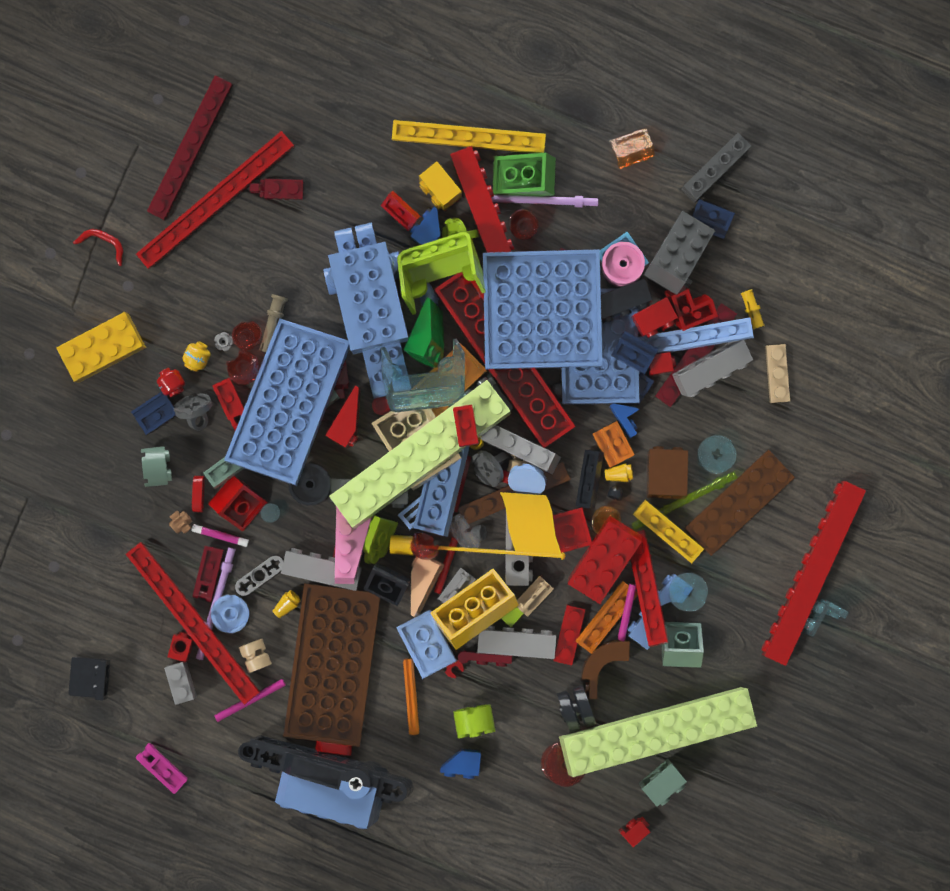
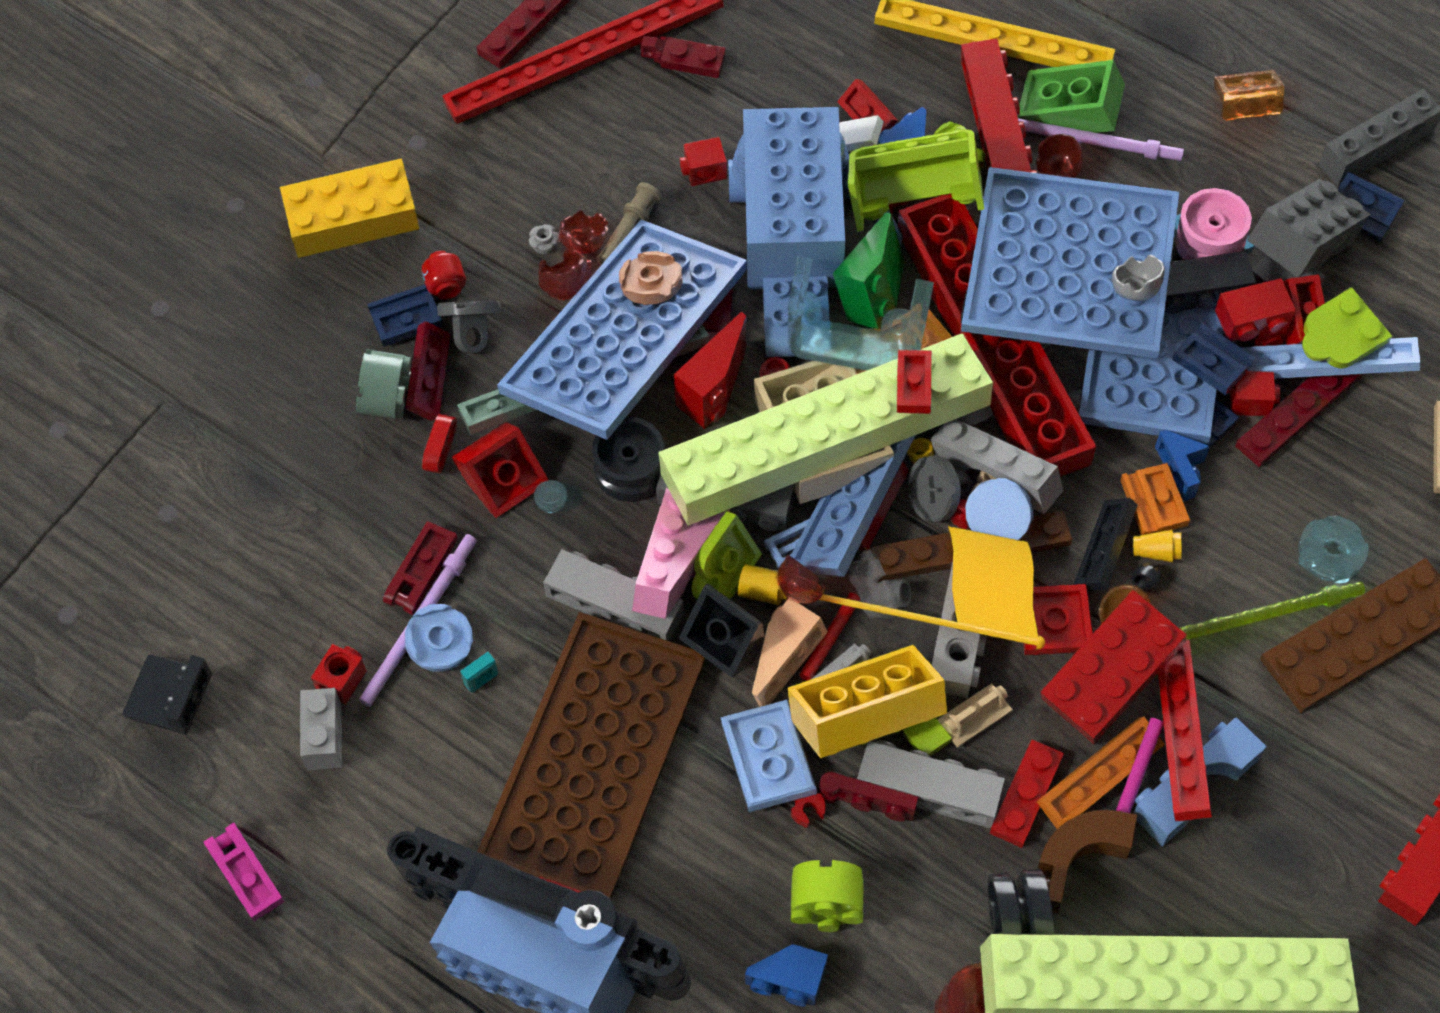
camera: 15 degrees right, 25 degrees down
(105, 236) = (400, 69): red animal -> none
(179, 448) = (428, 371): none -> dark red plate
(180, 522) = (398, 478): medium nougat gear -> none
(193, 623) = (373, 640): red plate -> none
(196, 356) = (495, 247): yellow head -> none
(220, 535) = (457, 516): dark pink bar -> none
(229, 400) = (528, 315): red hinge -> none
(238, 706) = (432, 789): dark pink bar -> none
(251, 588) = (511, 576): light grey beam -> none
(255, 655) = (463, 710): tan wheel -> none
(258, 630) = (479, 672): none -> teal tile
(286, 604) = (539, 641): yellow cone -> none
(296, 366) = (651, 278): none -> nougat tile
(307, 269) = (704, 161): none -> red brick
(394, 233) = (861, 132): none -> white tile
(411, 698) = (720, 841): orange axle -> none
(439, 186) = (937, 82): yellow brick -> none
(583, 323) = (1138, 279): none -> light grey hair
(667, 473) = (1243, 558): reddish brown brick -> none
(668, 531) = (1233, 650): yellow plate -> none
(684, 645) = (1232, 849): sand green slope -> none
(698, 596) = (1248, 763): clear light blue plate -> none
(706, 323) = (1343, 331): none -> lime plate
(712, 367) = (1343, 408): light grey brick -> none
(752, 309) = (1414, 327): yellow pin -> none

